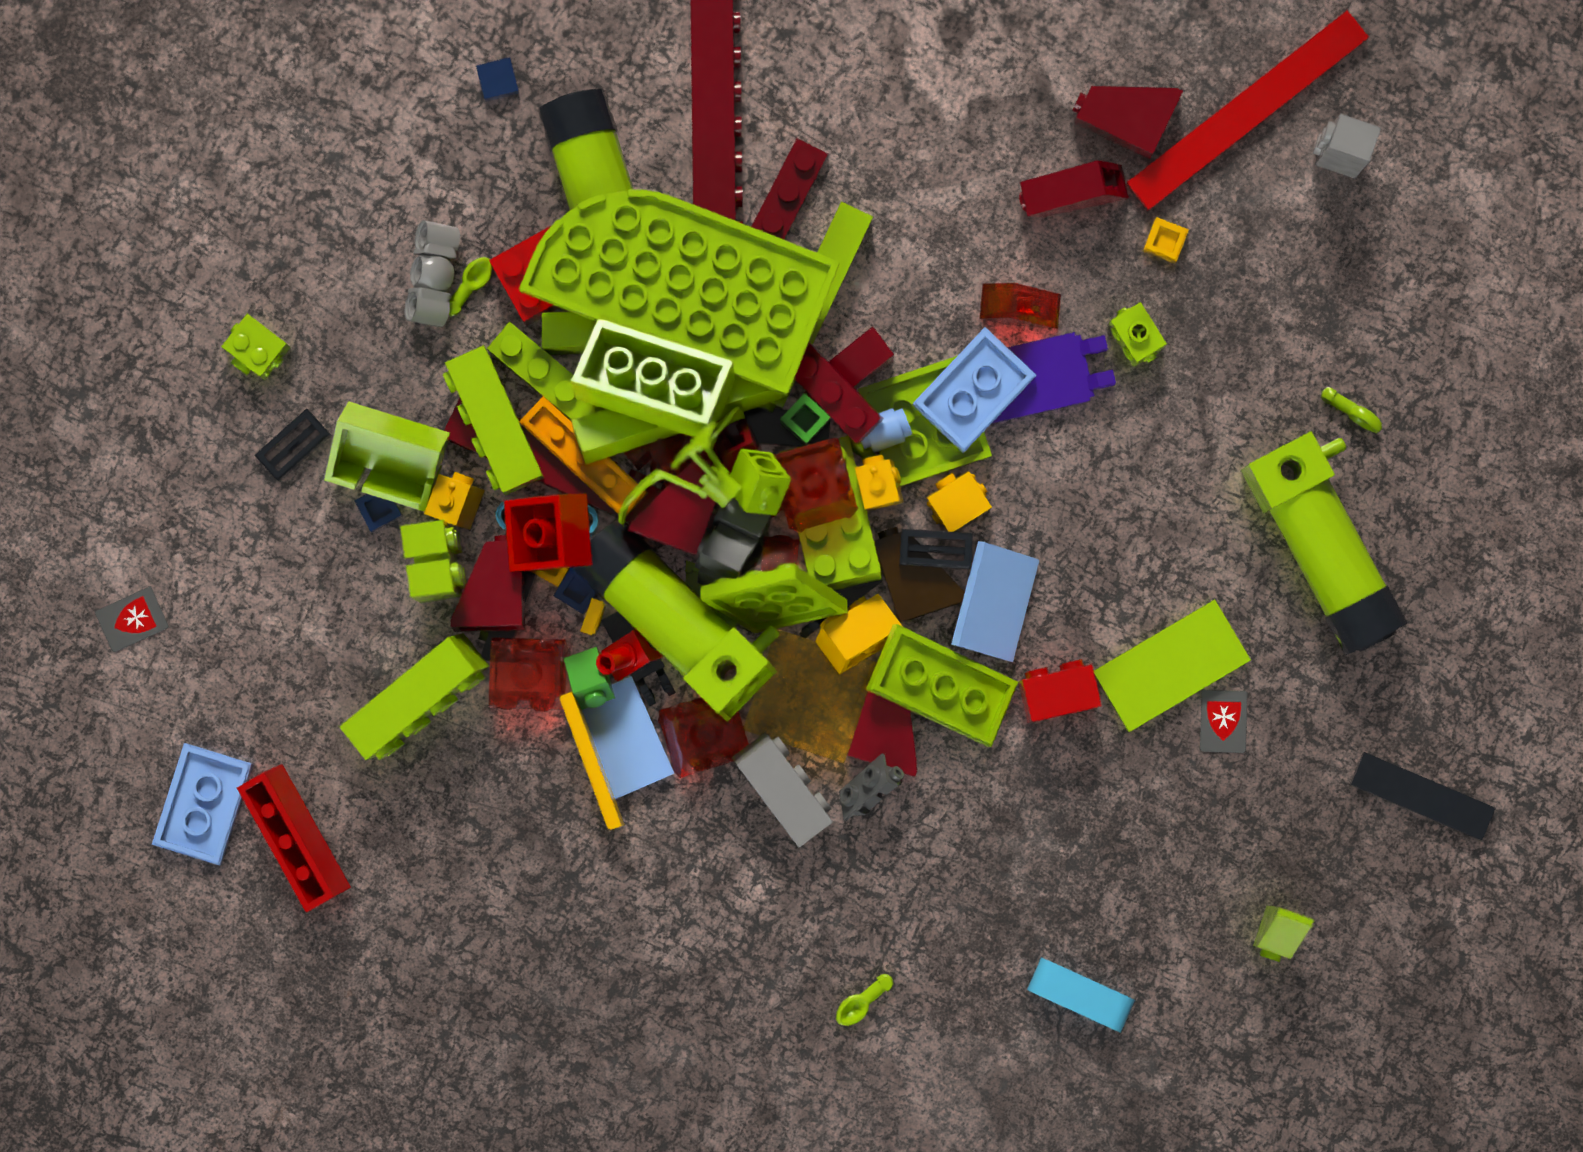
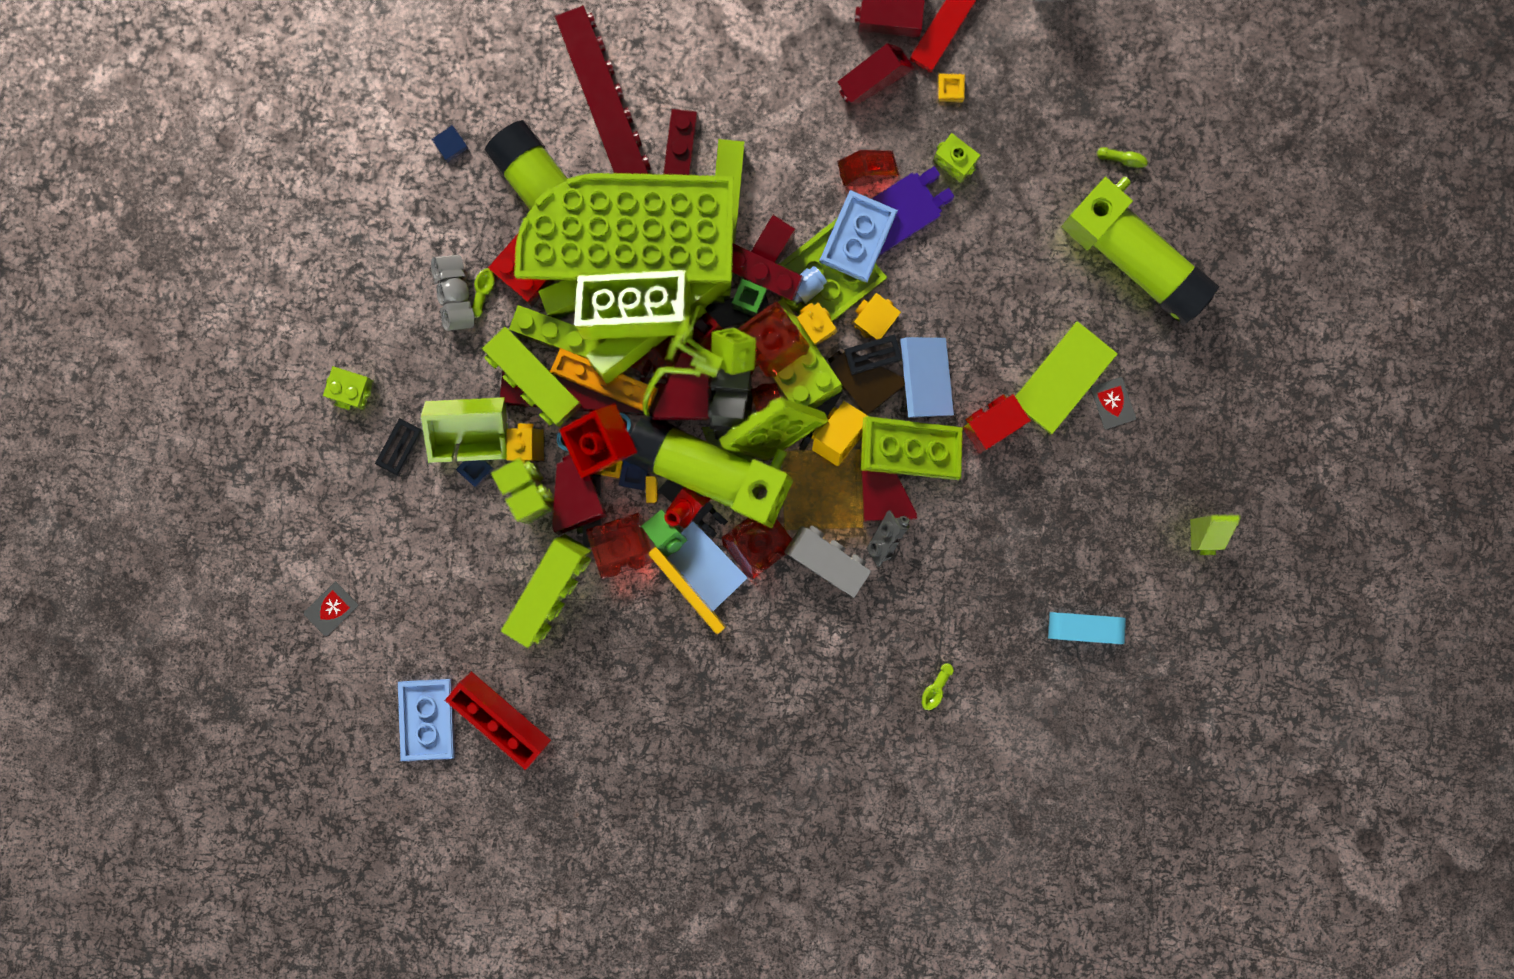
camera: 20 degrees left, 0 degrees up
(1422, 796) = (1270, 404): black tile -> none

